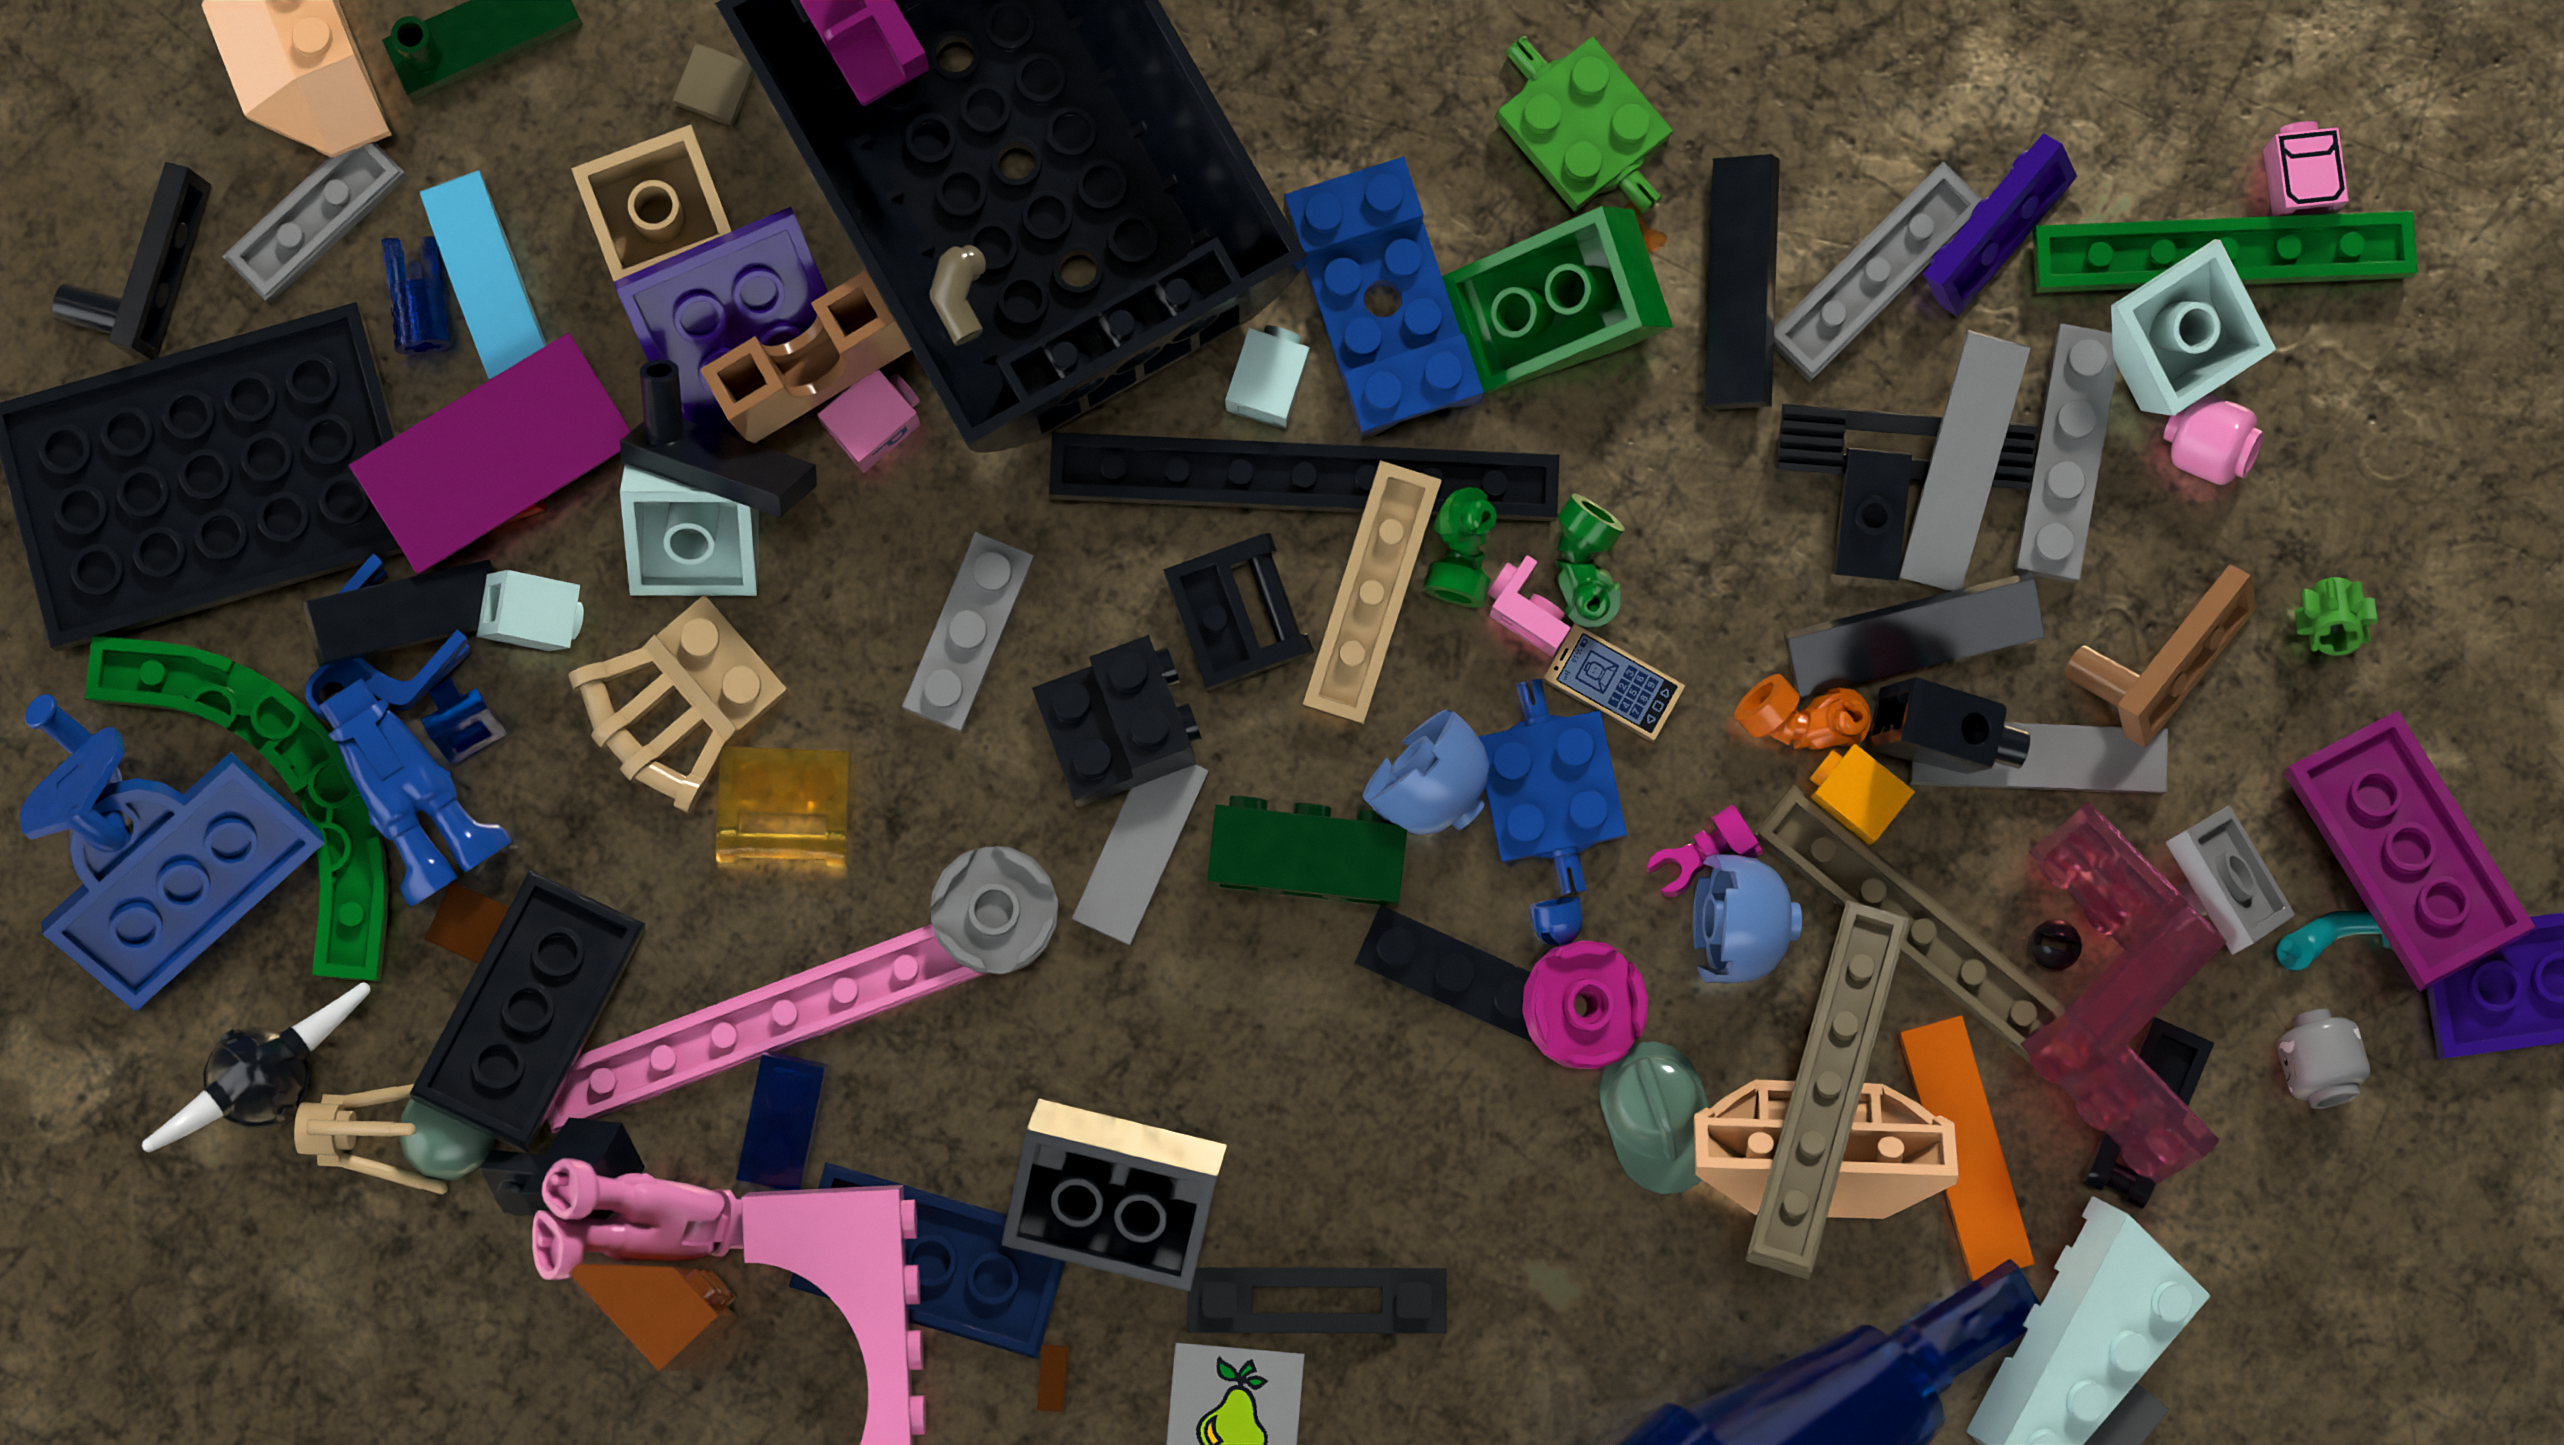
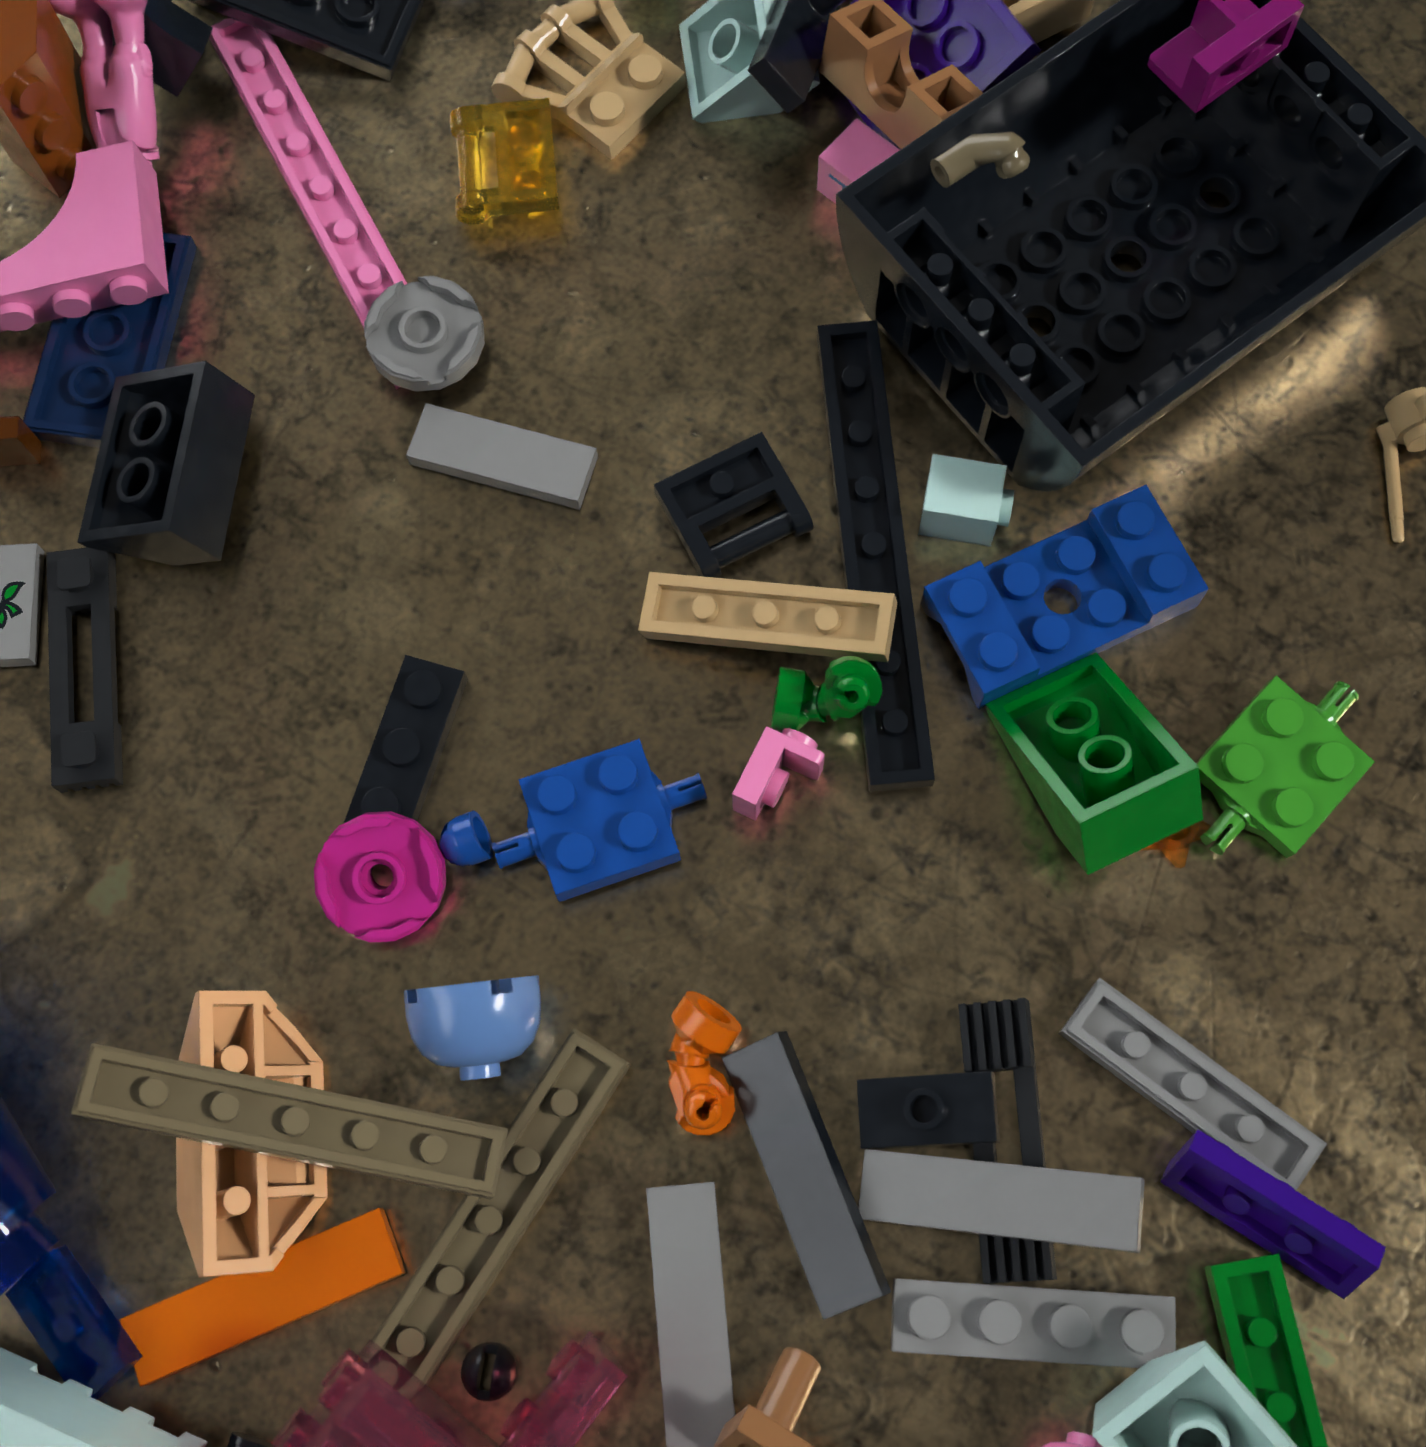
camera: 90 degrees right, 10 degrees down
(781, 1121) = (224, 196): clear blue plate -> none
(968, 632) = (682, 287): light grey plate -> none
(1118, 721) = (612, 414): black plate -> none
(1306, 853) = (505, 596): dark green brick -> none
(1433, 778) = (586, 697): medium blue cylinder -> none
(1587, 588) = (807, 824): green arm -> none
(1613, 683) = (712, 869): tile -> none
(1650, 1115) = (291, 956): sand green piece -> none
(1731, 835) = (569, 1003): dark pink piece -> none
(1742, 282) = (1151, 944): black tile -> none
(1859, 792) = (625, 1129): light orange brick -> none
(1944, 728) = (701, 1183): black torso -> none

